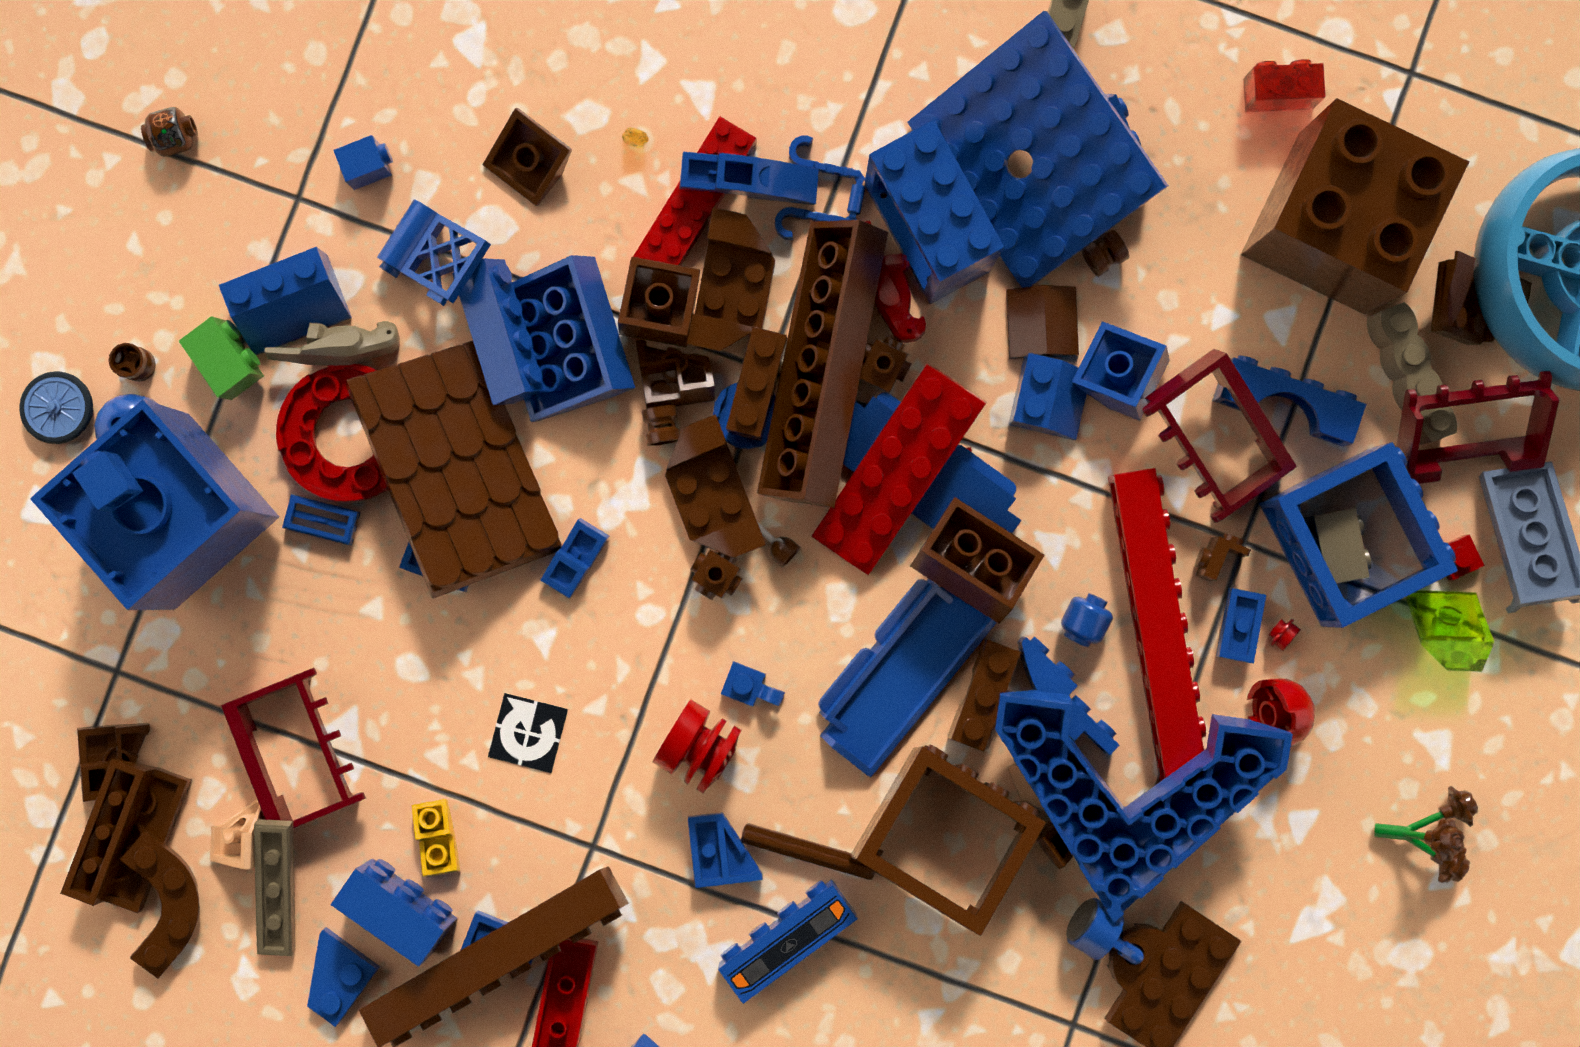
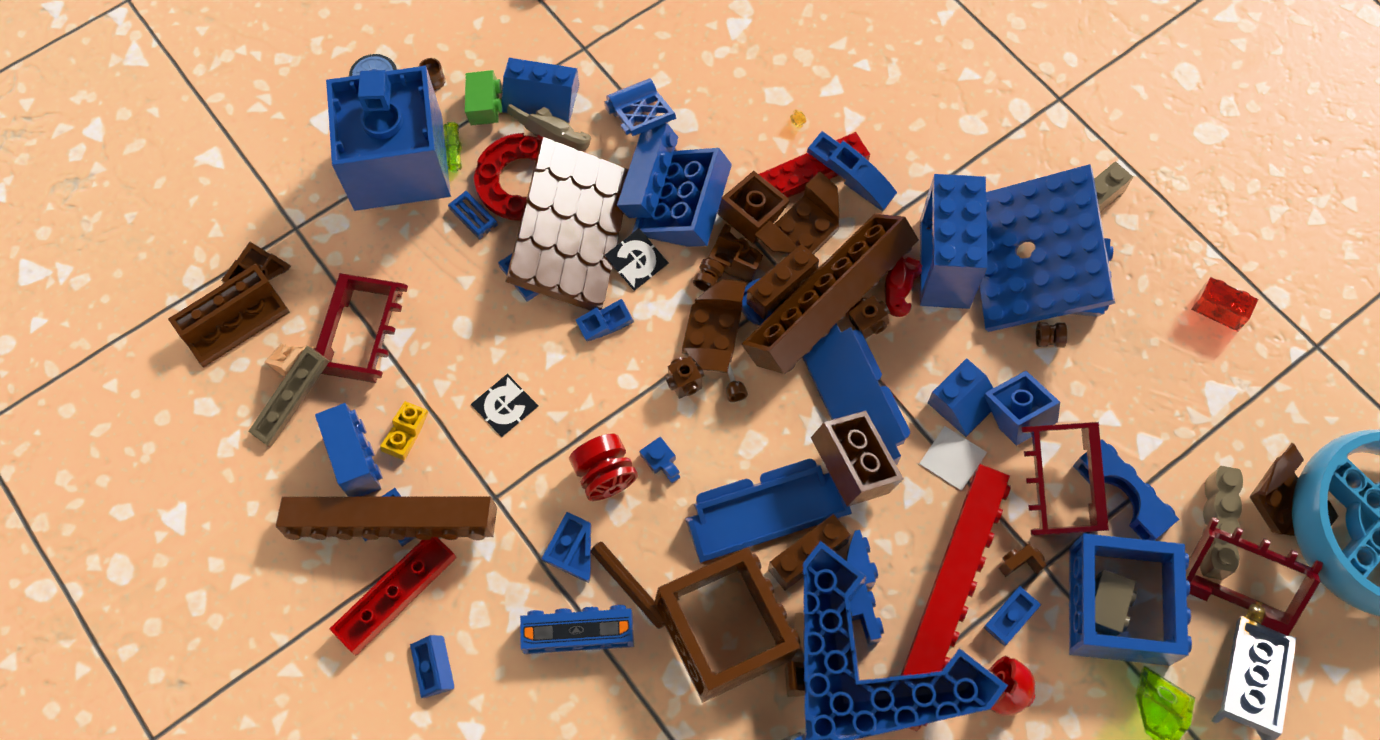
camera: 30 degrees right, 20 degrees down
(178, 897) = (227, 374): reddish brown plate -> none
(231, 445) = (453, 146): none -> clear neon green pin
(337, 977) = (283, 477): blue wing -> none
(364, 162) = (634, 47): blue brick -> none
(527, 157) = (729, 94): reddish brown slope -> none
(560, 455) = (636, 259): none -> sticker
(855, 198) = (863, 206): blue piece -> none
(898, 468) = (839, 379): red plate -> none
(1042, 321) = (989, 351): reddish brown slope -> none
(1074, 475) = (953, 458): none -> white sticker
(1086, 620) = (907, 547): blue head -> none
(1284, 634) = (1039, 640): red plate -> none
(1355, 207) = (1233, 386): reddish brown piece -> none
(1466, 557) = (1196, 667): red plate -> none
(1497, 462) = (1255, 613): none -> clear yellow piece

